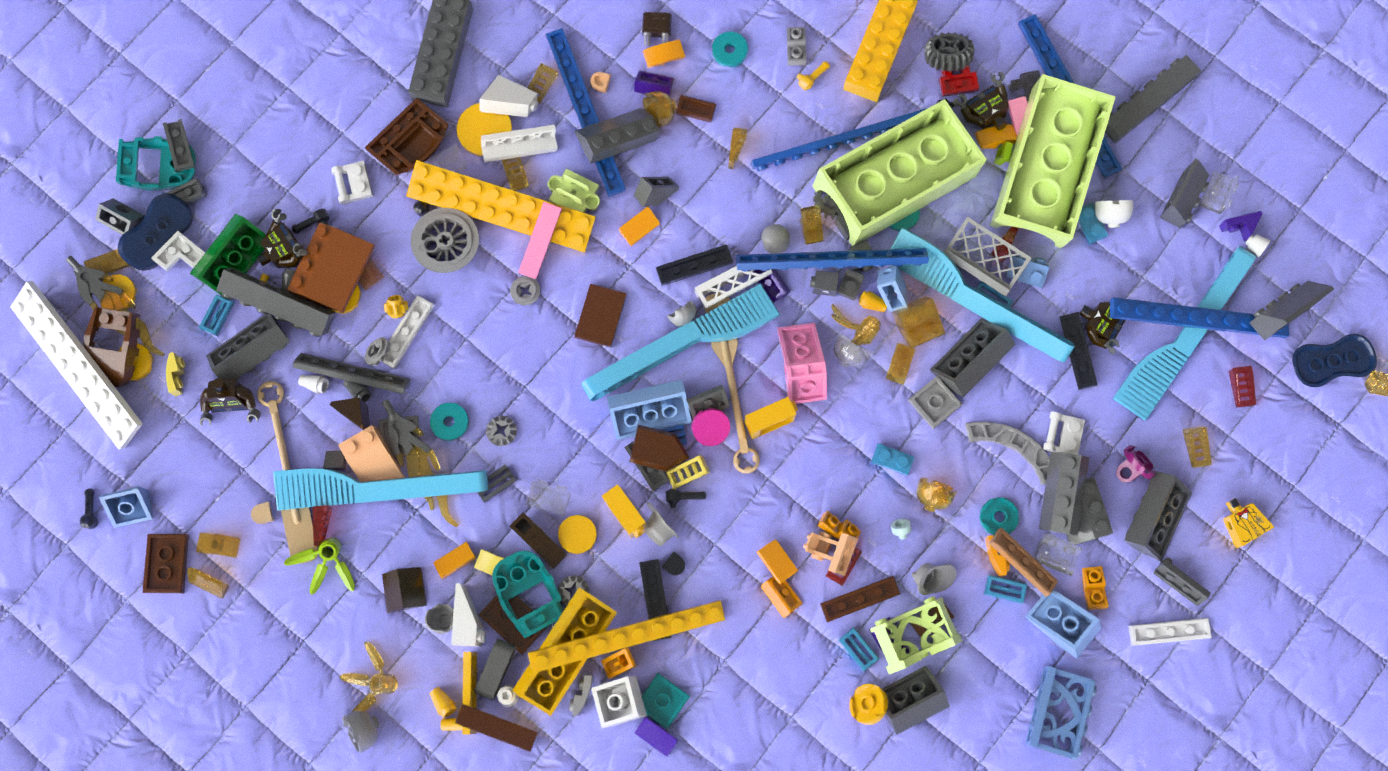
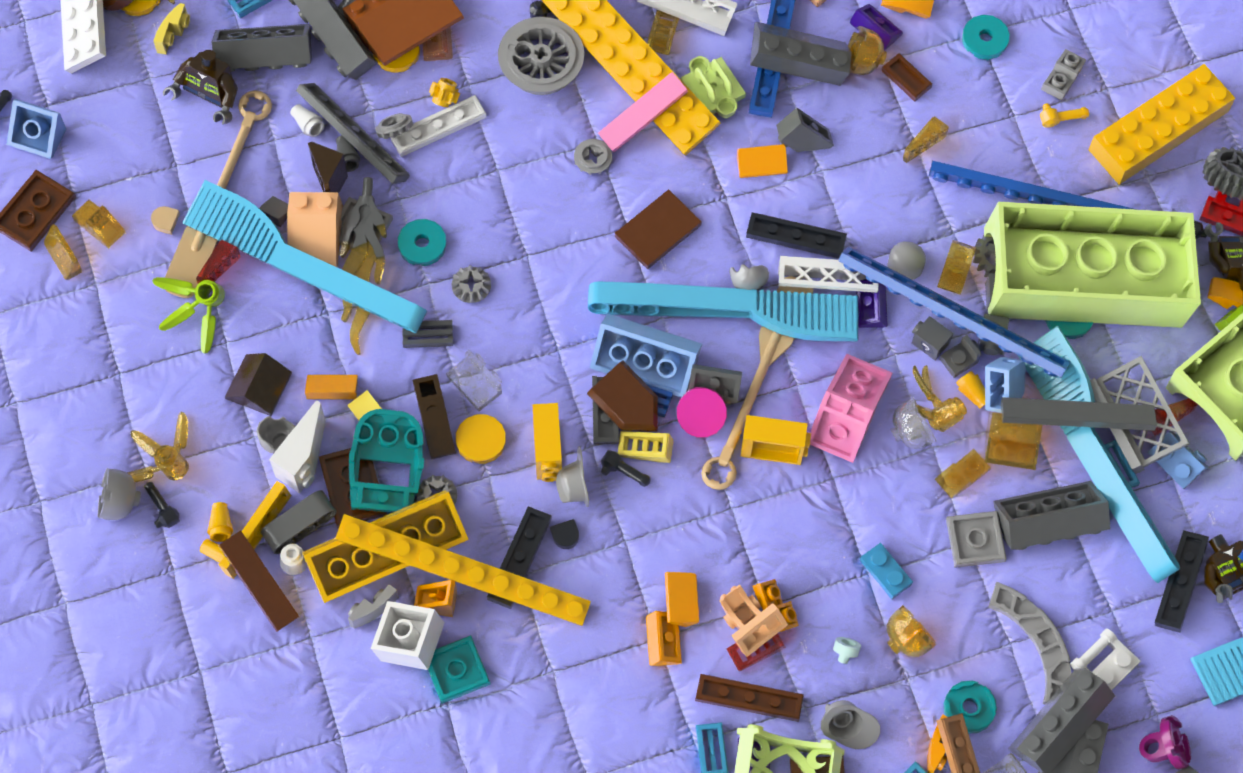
camera: 30 degrees right, 10 degrees down
(404, 719) = (168, 515): none -> black piece
(656, 736) = (424, 701): dark purple slope -> none
(952, 281) = (1078, 414): none -> dark grey tile

